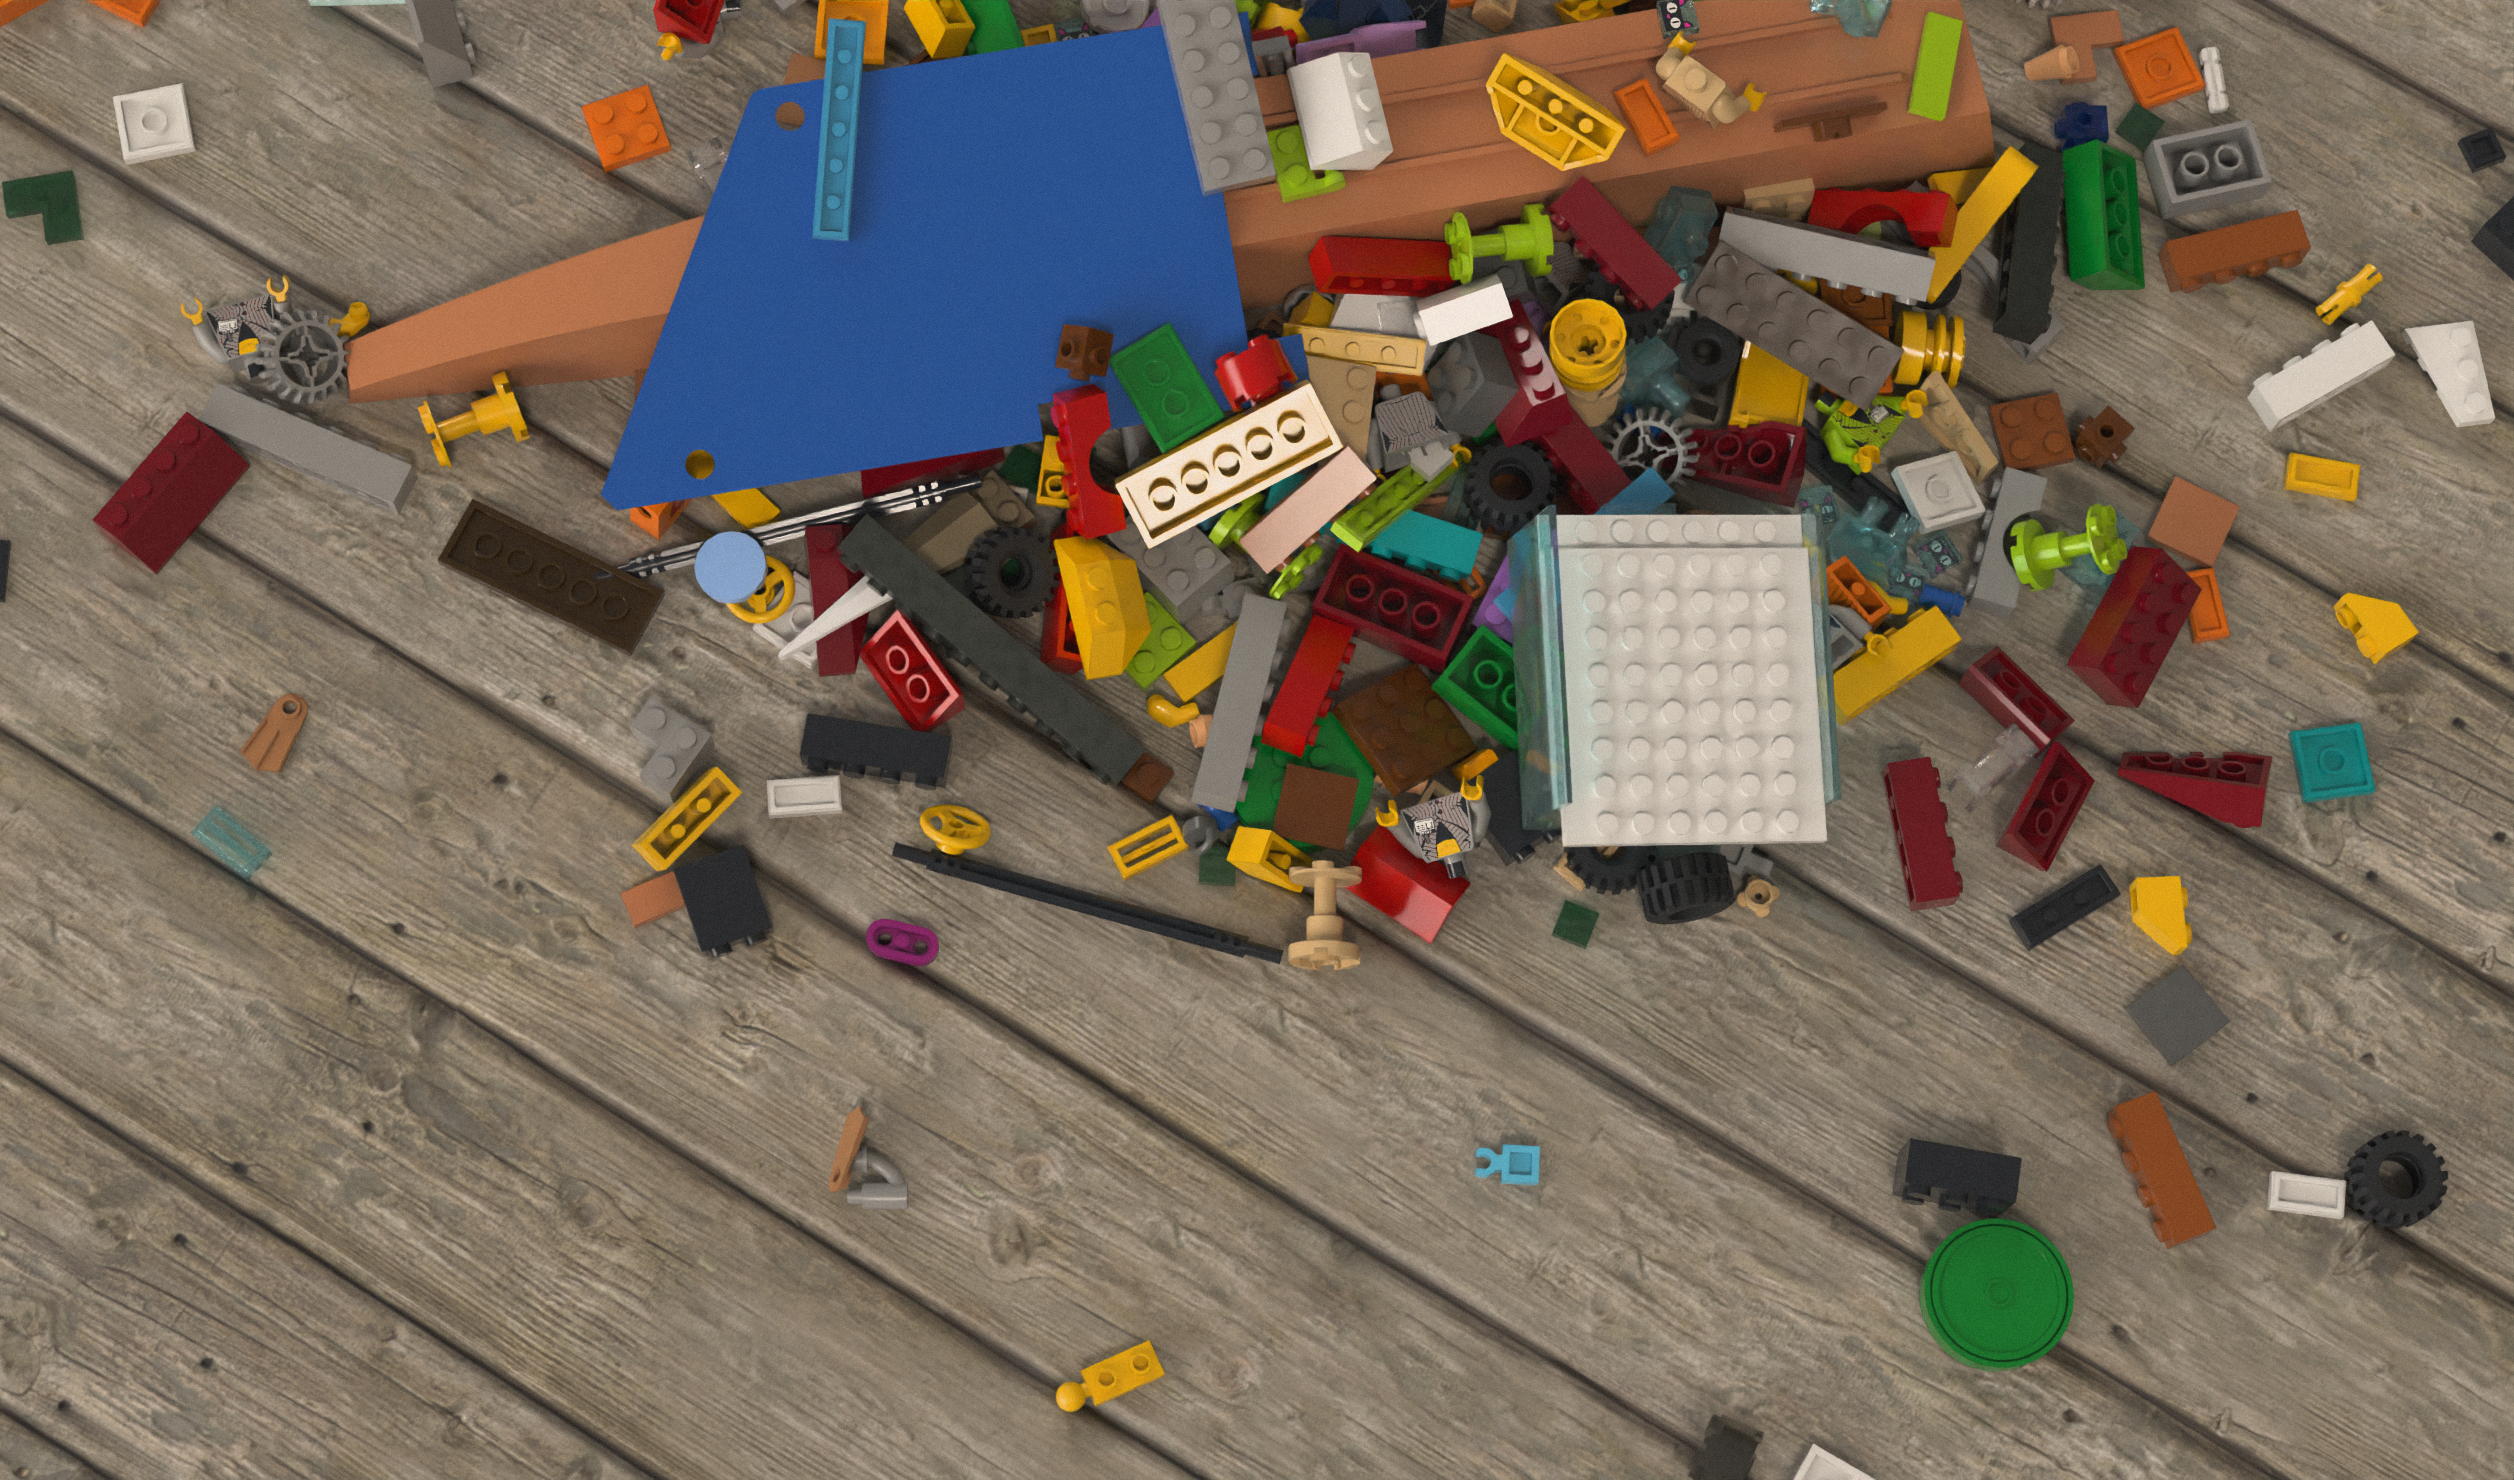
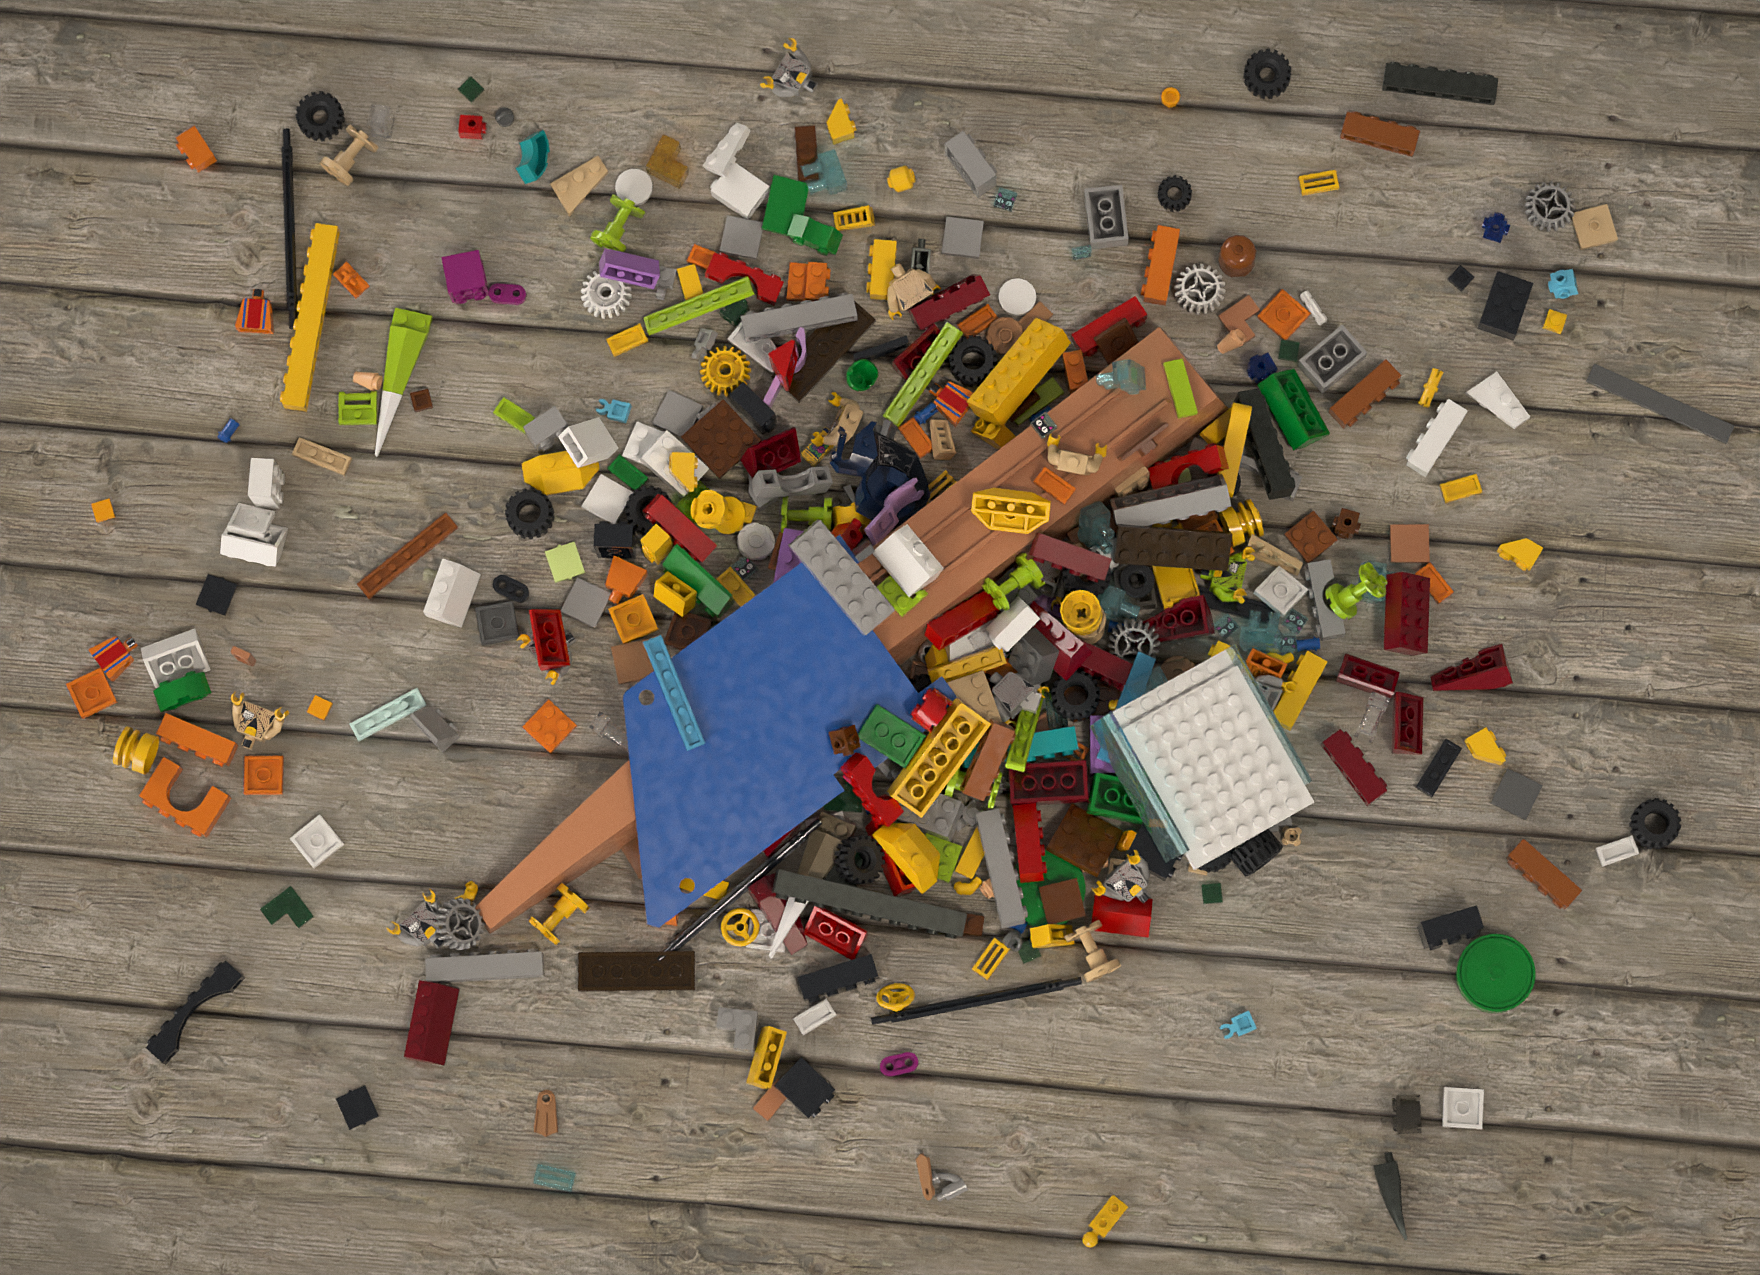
camera: 15 degrees left, 5 degrees up
(731, 567) = (722, 924): light blue tile -> none
(1050, 487) = (853, 802): yellow slope -> none
(2331, 762) = (1531, 631): teal tile -> none

